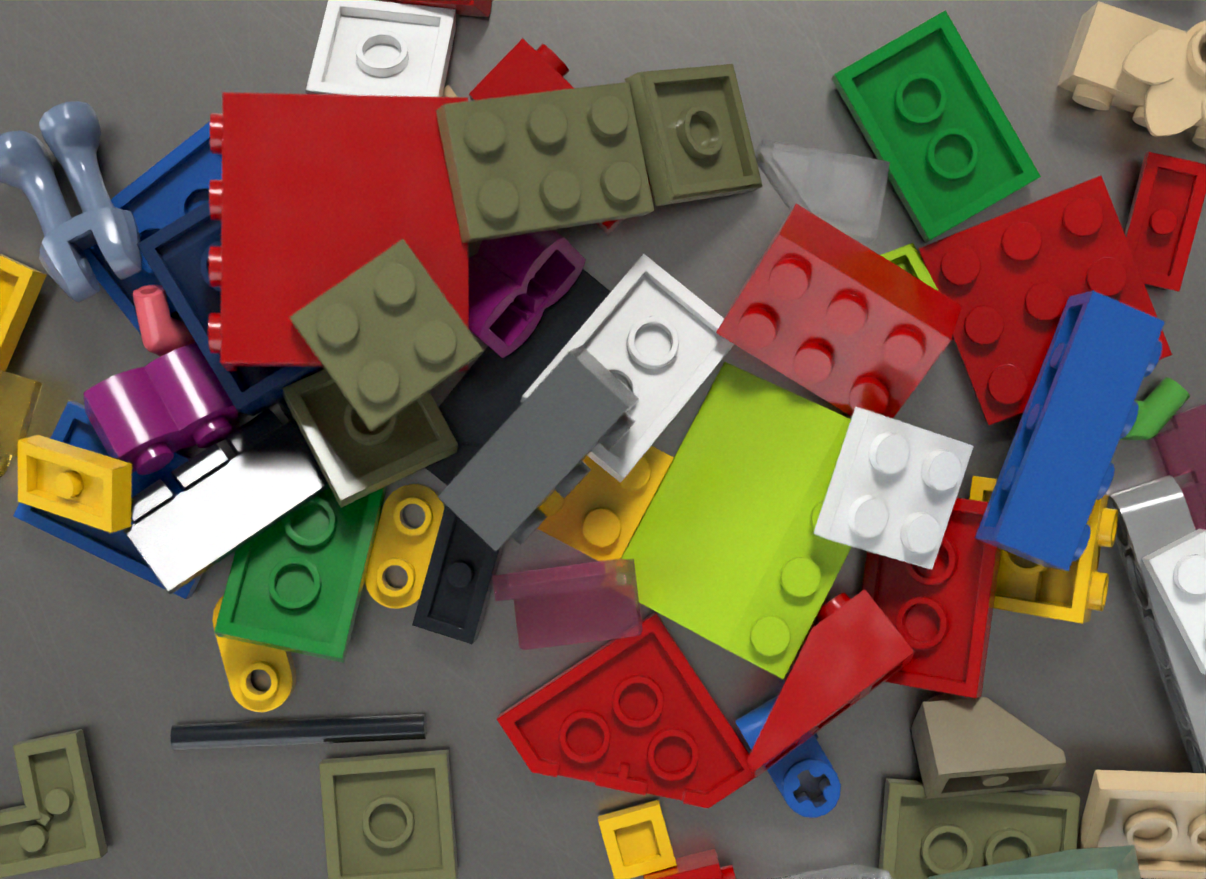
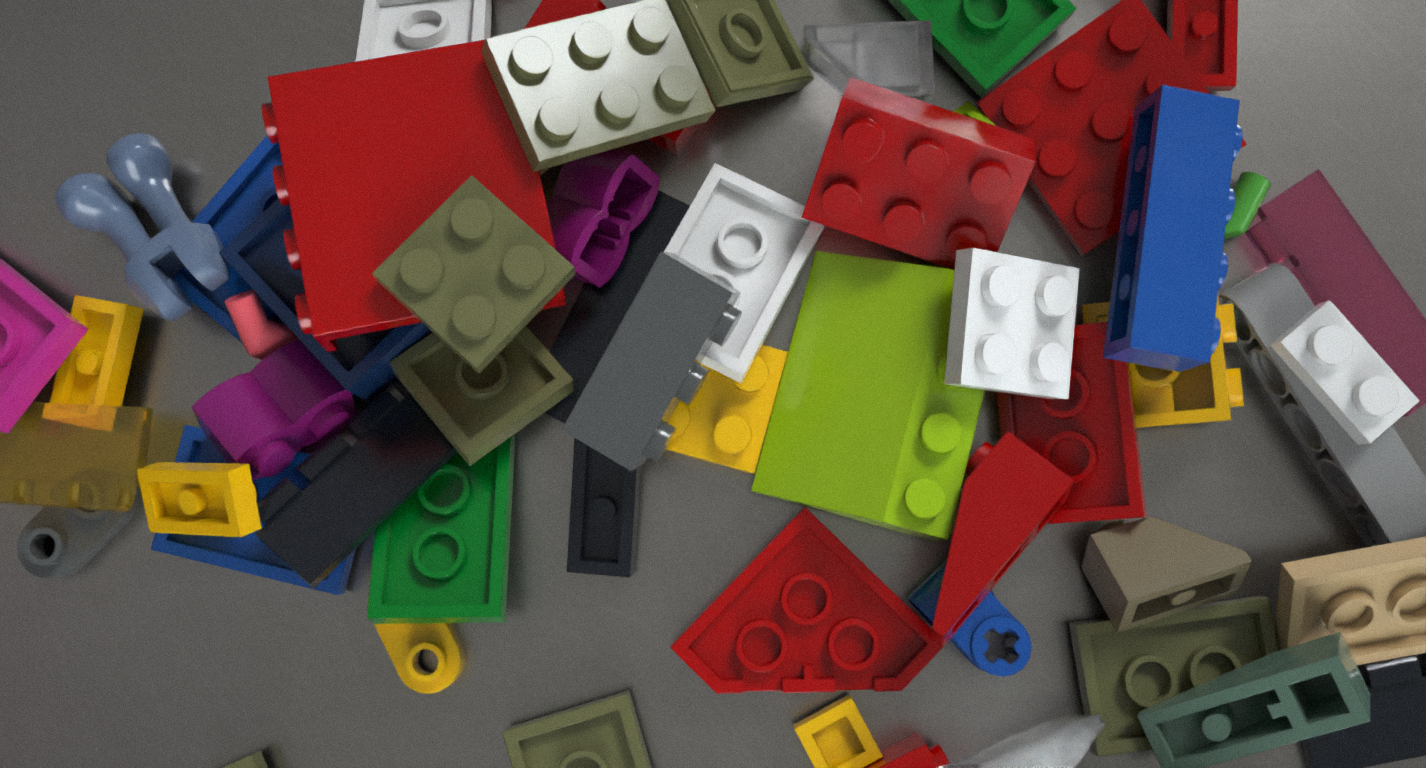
camera: 10 degrees left, 5 degrees down
(298, 732) = (476, 705): black bar -> none
(403, 545) = (542, 495): yellow plate -> none
(573, 603) = (720, 512): clear pink panel -> none

